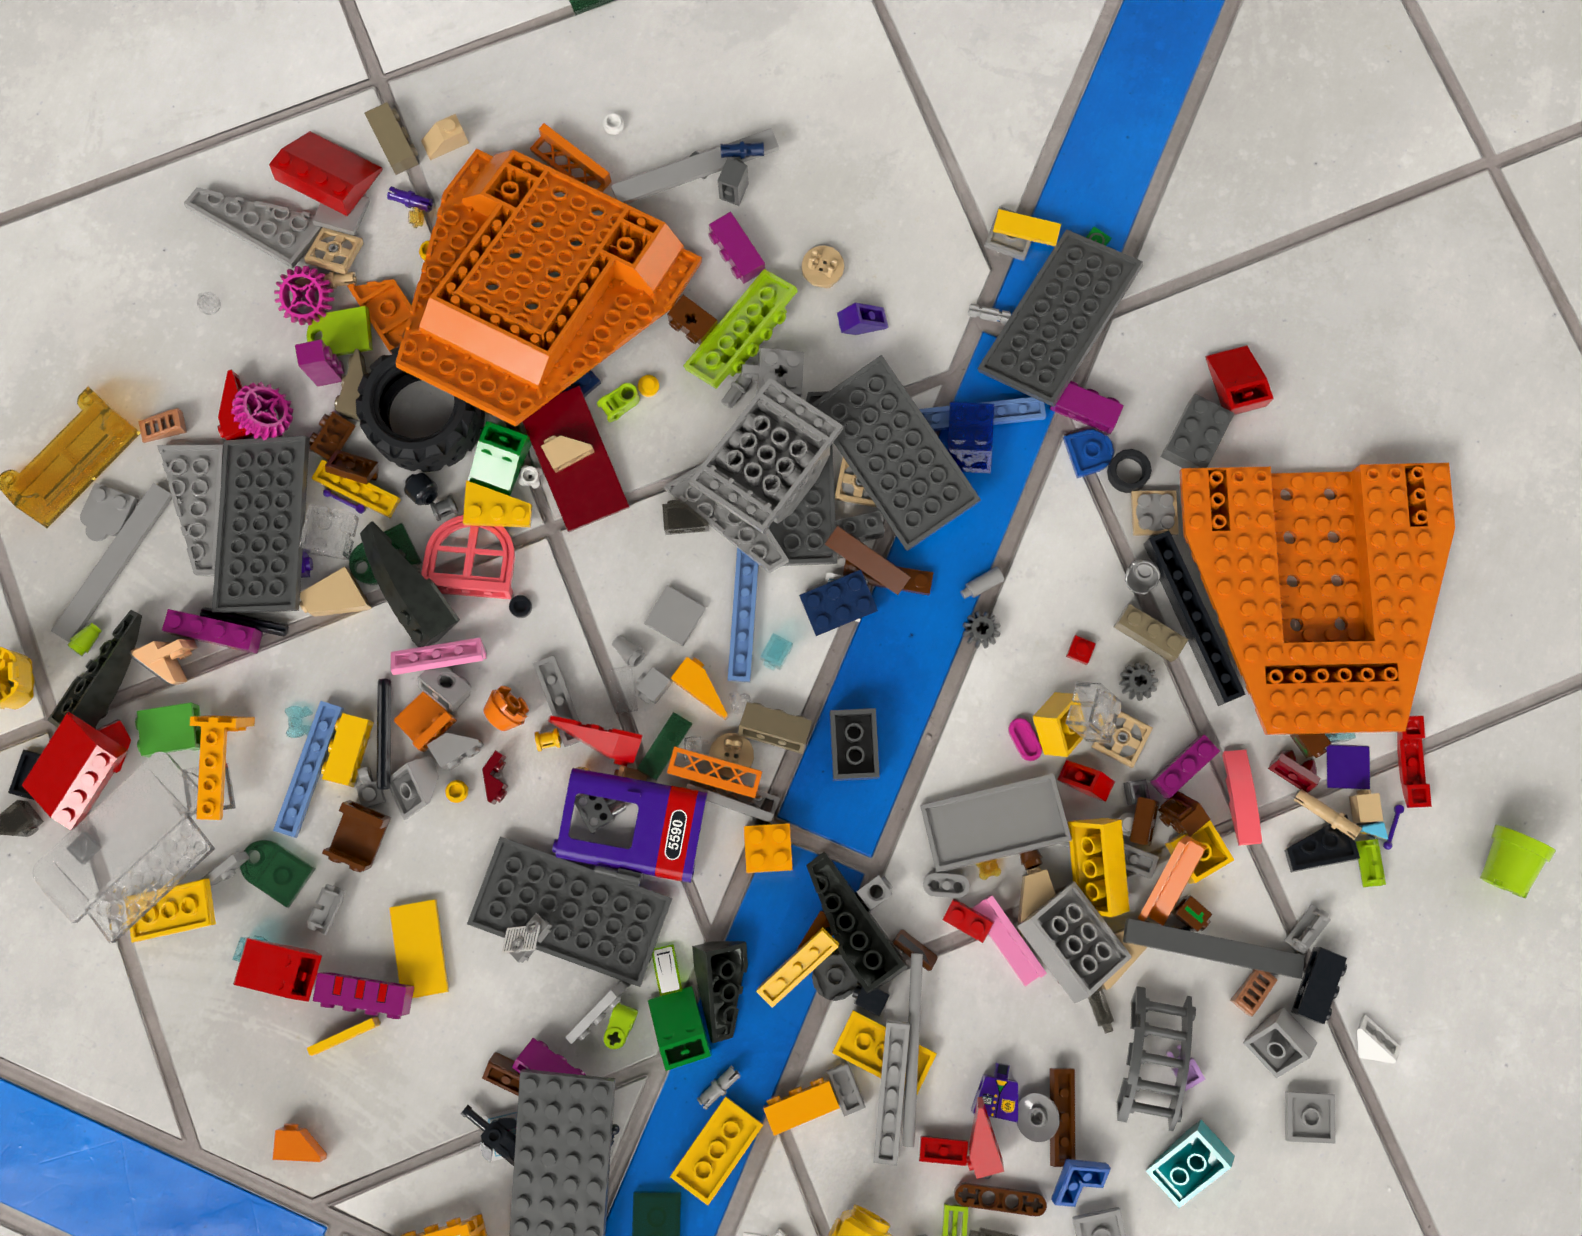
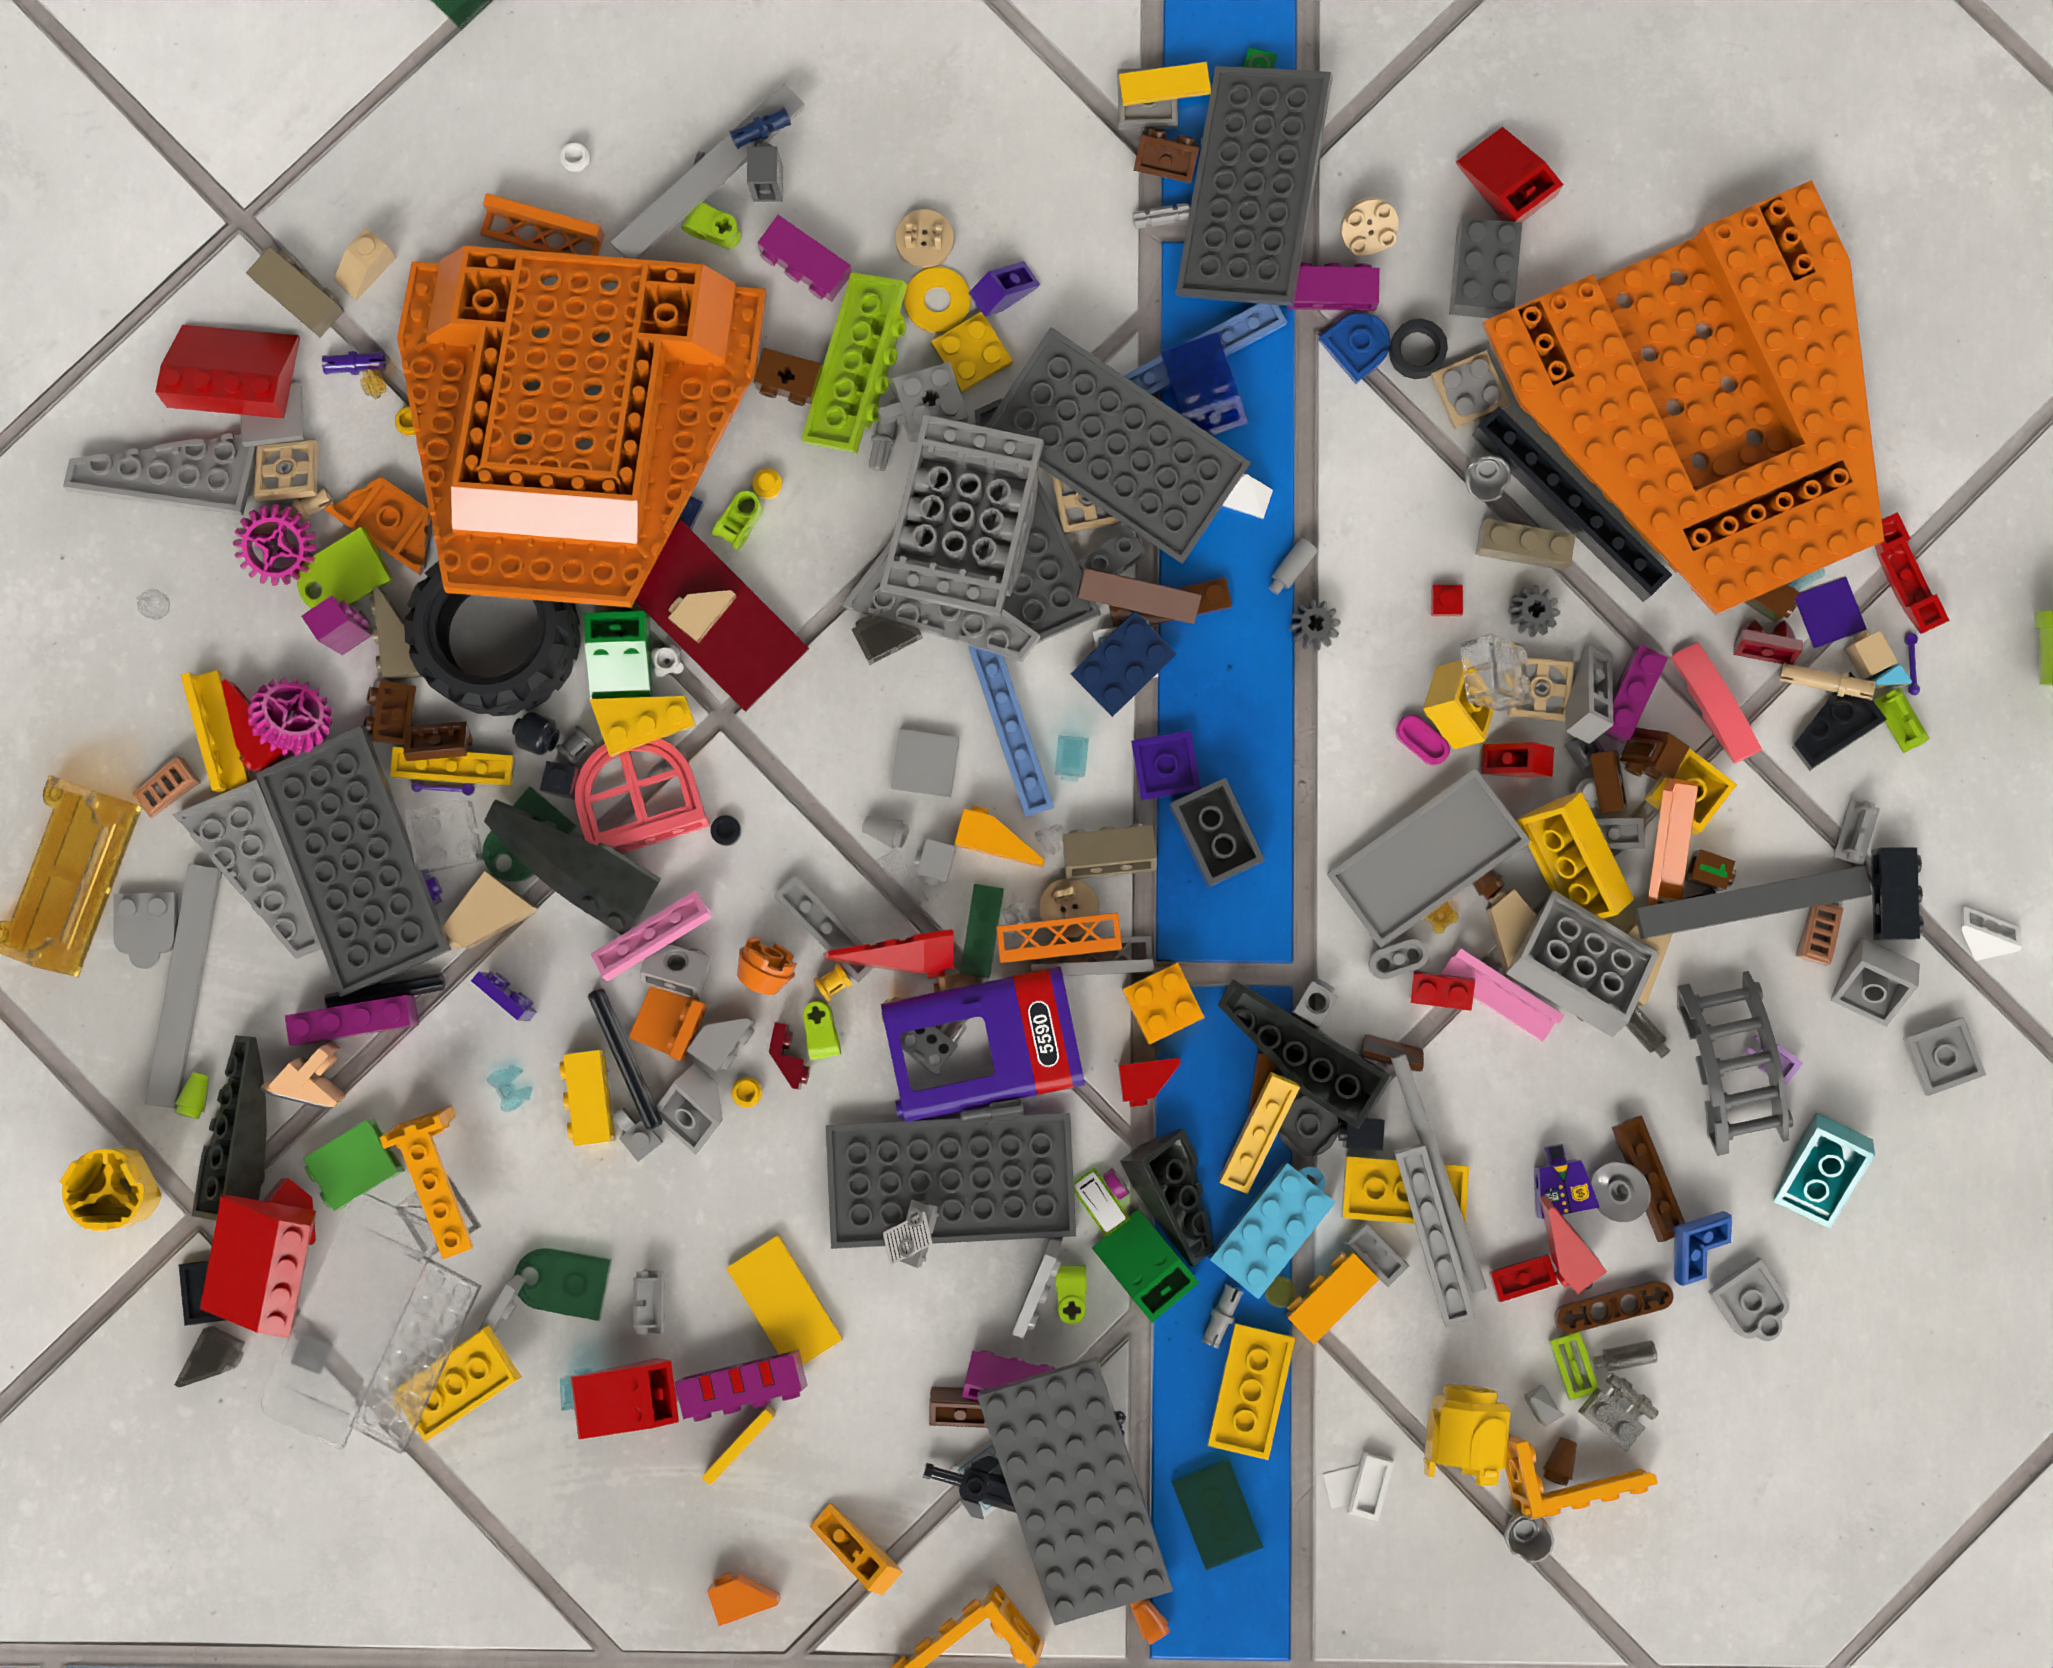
camera: 20 degrees left, 5 degrees up
(208, 401) = (214, 731): none -> yellow fence
(308, 770) = (549, 1141): medium blue plate -> none
(318, 651) = (497, 989): none -> dark purple plate
(357, 836) = (648, 1198): reddish brown panel -> none
(392, 1147) = (856, 1550): none -> light orange slope
(422, 526) = (559, 780): none -> black brick
(524, 775) = (821, 1037): none -> lime piece
(683, 961) = (1115, 1183): none -> magenta tile
(685, 203) = (707, 224): none -> lime piece
(733, 896) = (1145, 1079): none -> red slope
(766, 1087) = (1280, 1292): none -> clear yellow plate
(779, 1039) = (1273, 1228): none -> medium azure piece
(810, 325) = (937, 321): none -> yellow gear
(823, 353) = (972, 352): none -> yellow plate
(838, 684) = (1165, 765): none -> dark purple plate
(971, 524) = (1249, 497): none -> white slope
(1008, 275) = (1166, 155): none -> reddish brown bracket
(1138, 377) = (1383, 225): none -> tan plate
(1155, 756) = (1591, 697): none -> light grey slope

